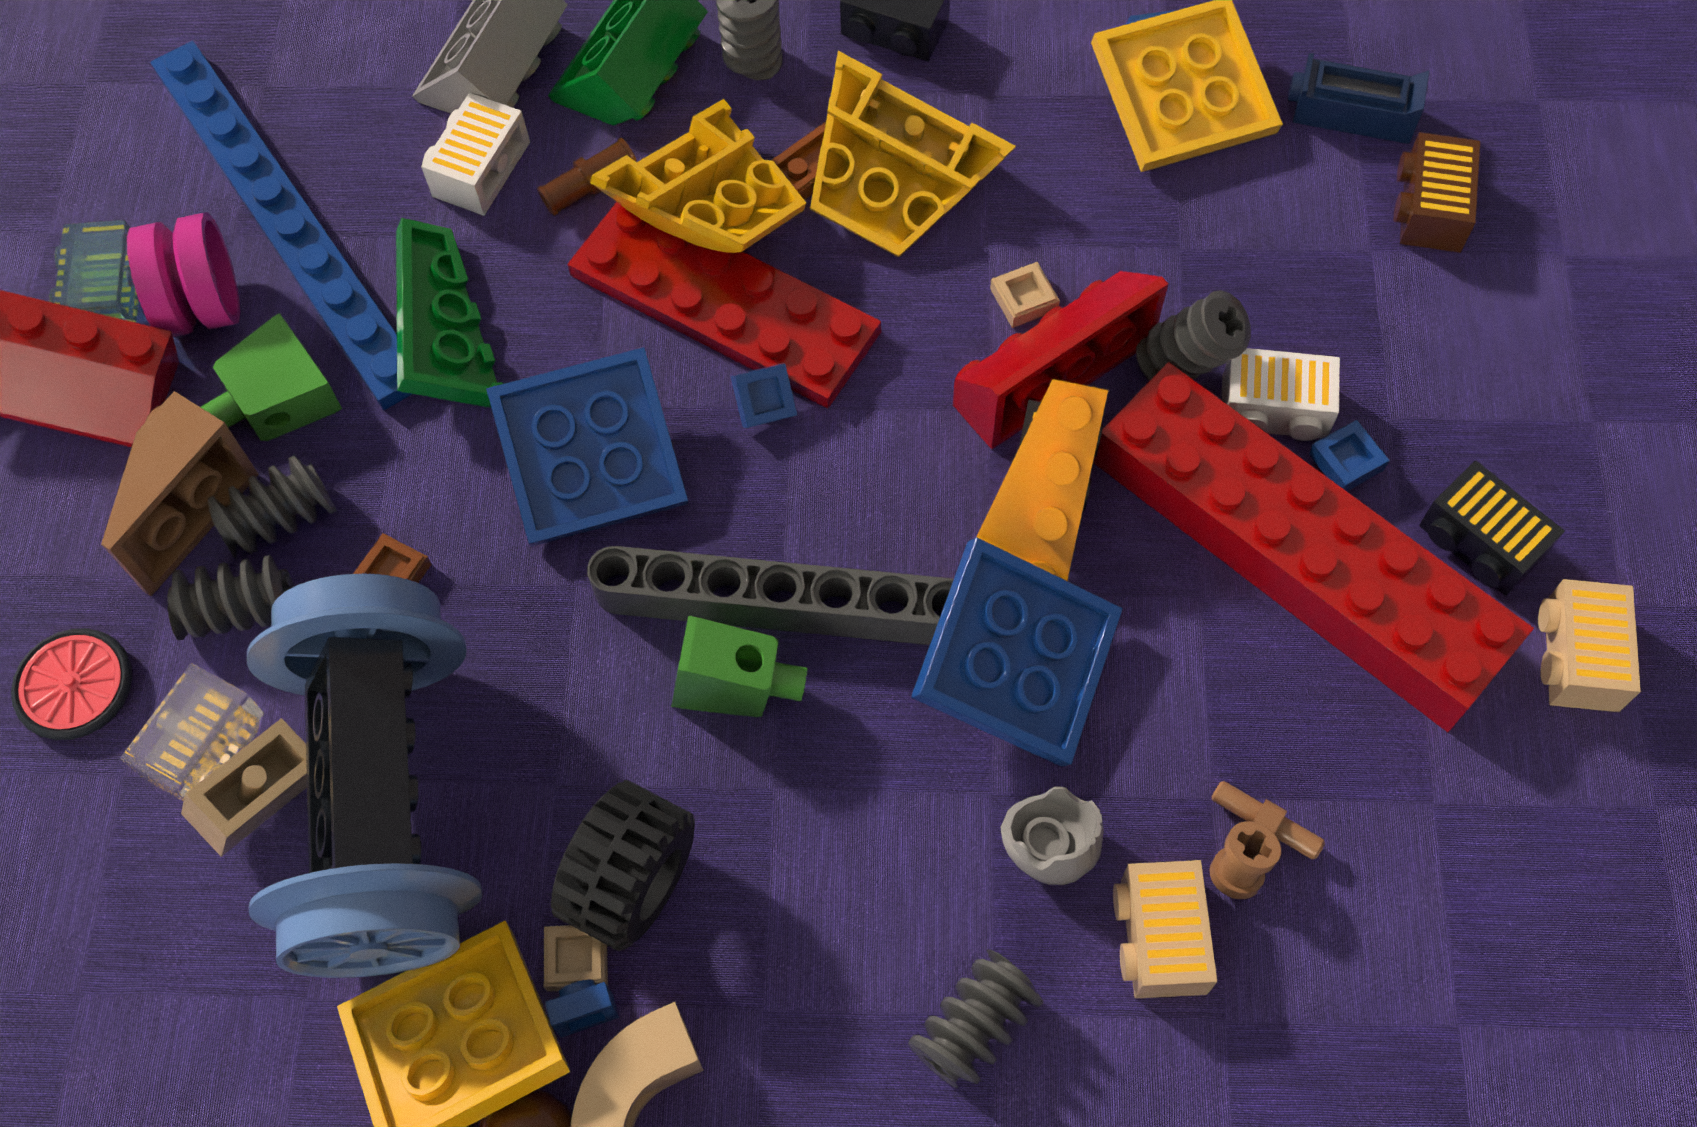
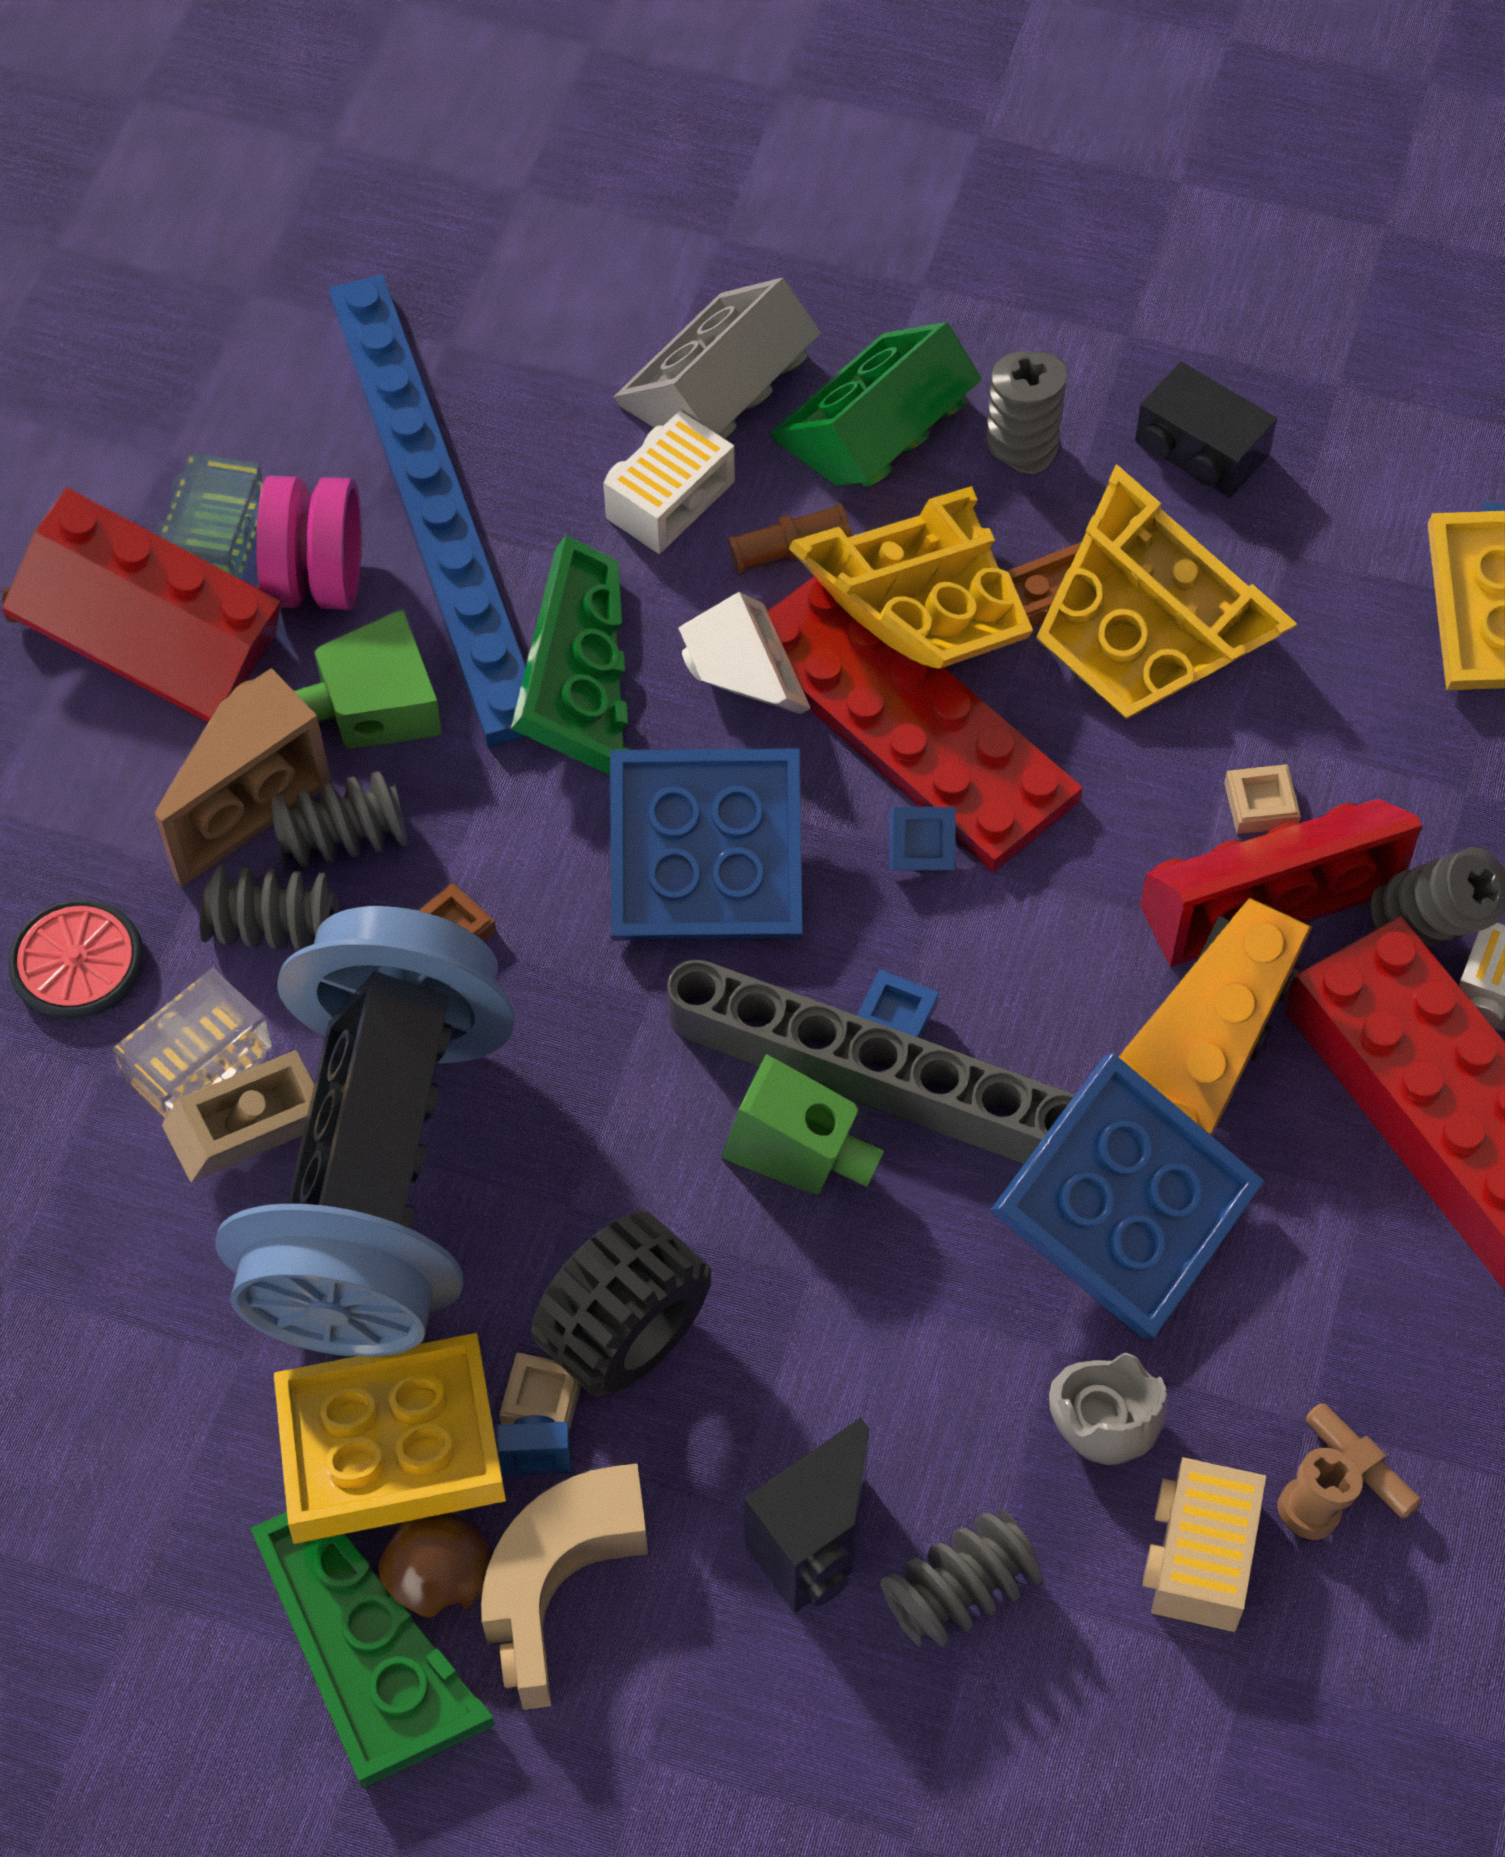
camera: 15 degrees right, 5 degrees down
(573, 279) = (742, 653): none -> white slope
(783, 539) = (899, 1004): none -> blue plate
(837, 1009) = (808, 1519): none -> black slope

